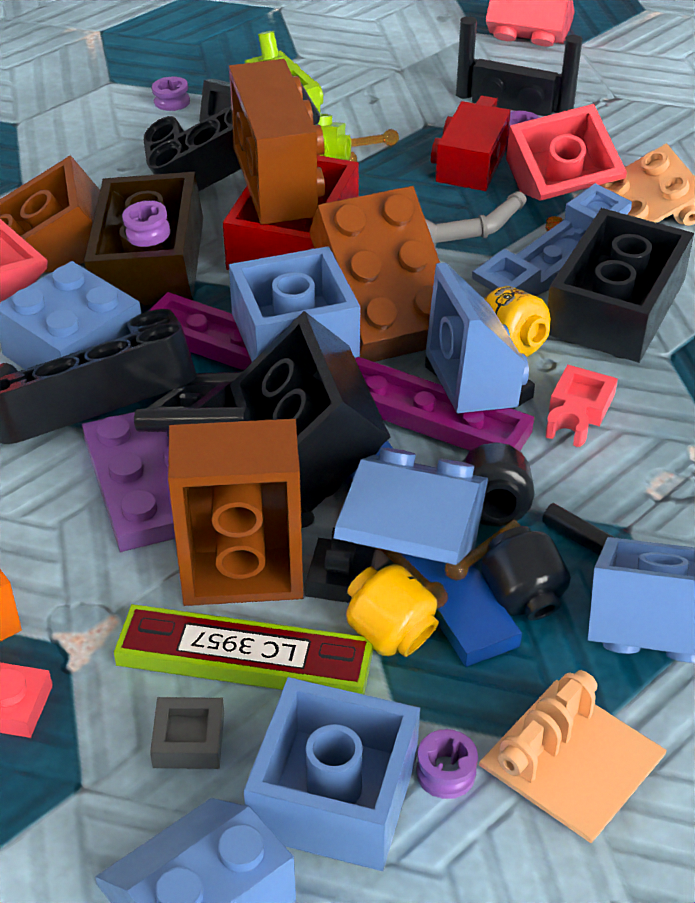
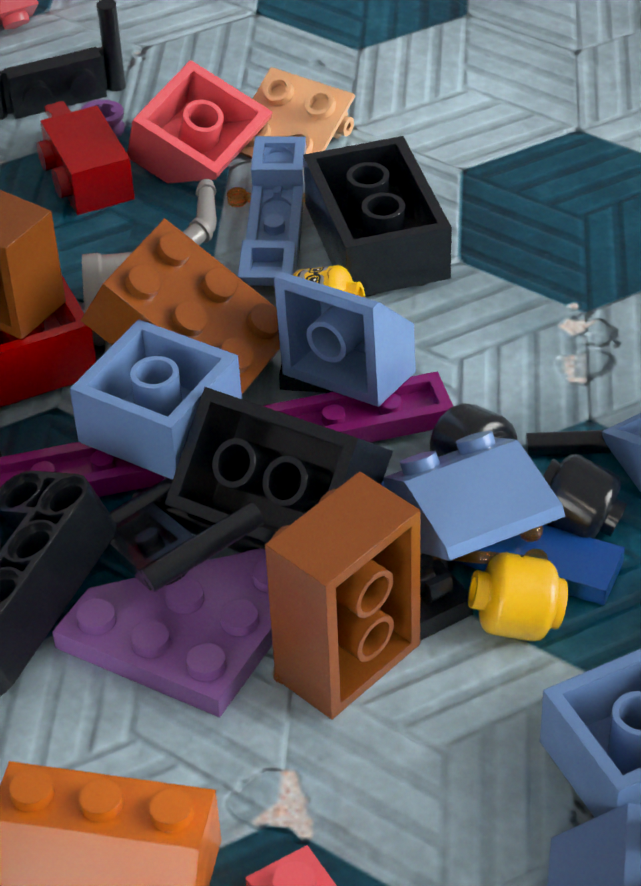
camera: 40 degrees left, 0 degrees up
(187, 733) = (480, 803): dark grey plate -> none
(241, 650) = (432, 716): tile -> none
(578, 401) = (451, 335): coral plate -> none

